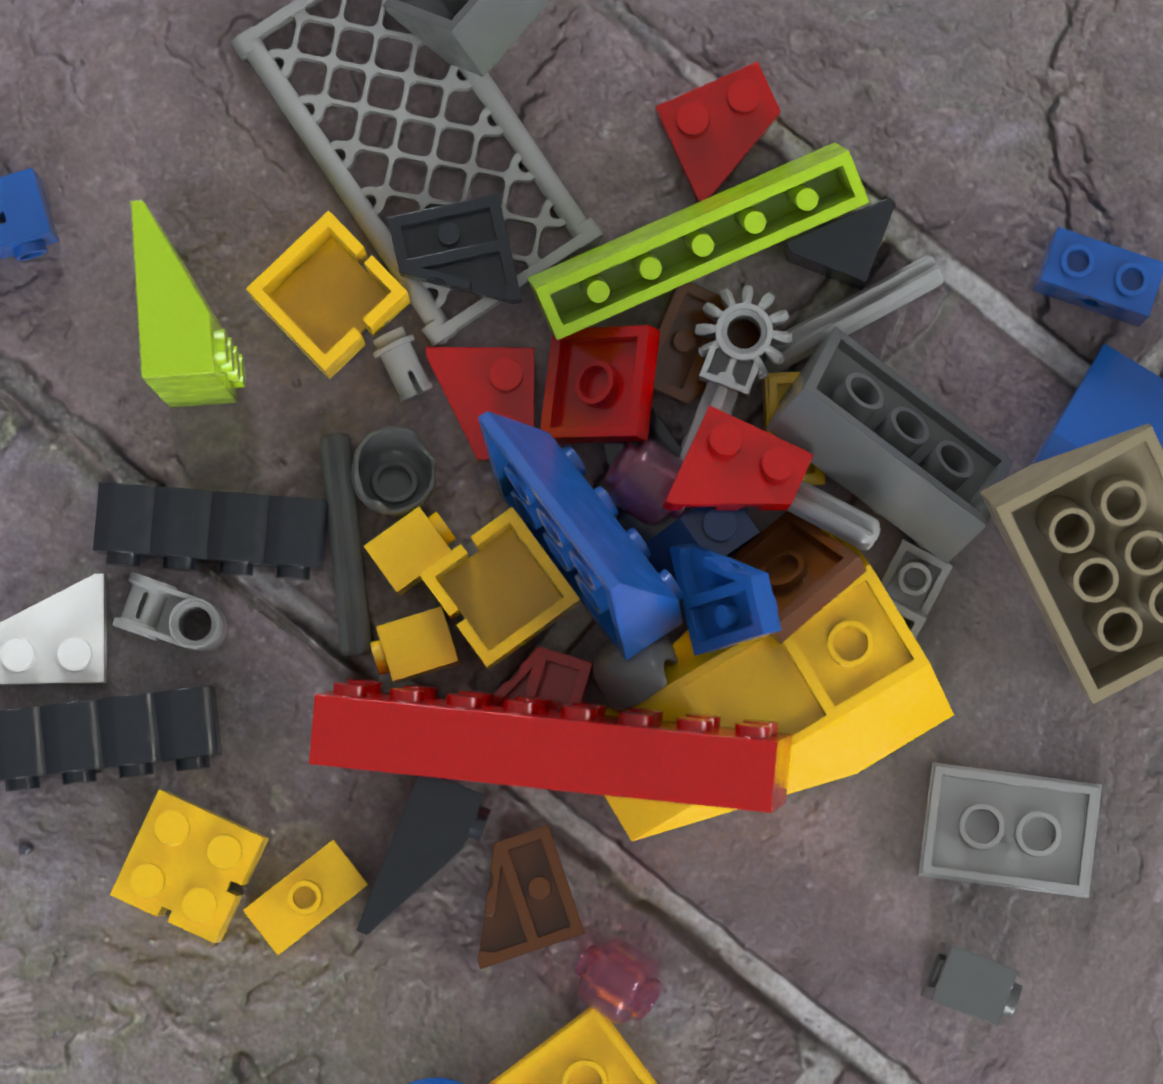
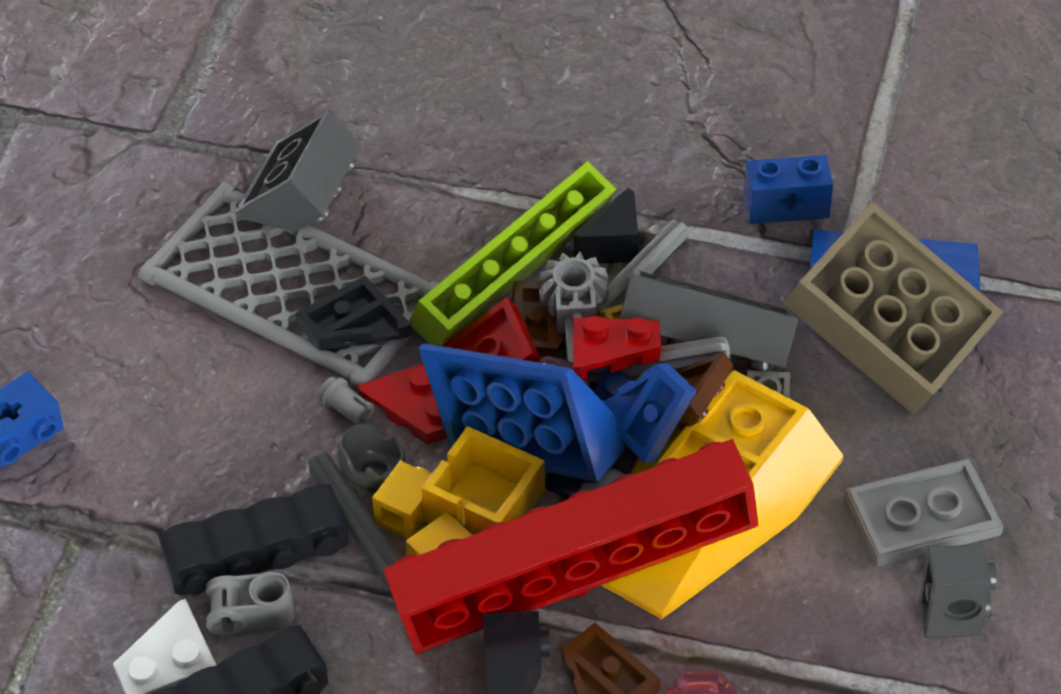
camera: 25 degrees left, 35 degrees down
(180, 339) = (180, 391): lime slope -> none
(326, 296) = (265, 380): yellow piece -> none
(718, 126) = (490, 204): red wing -> none

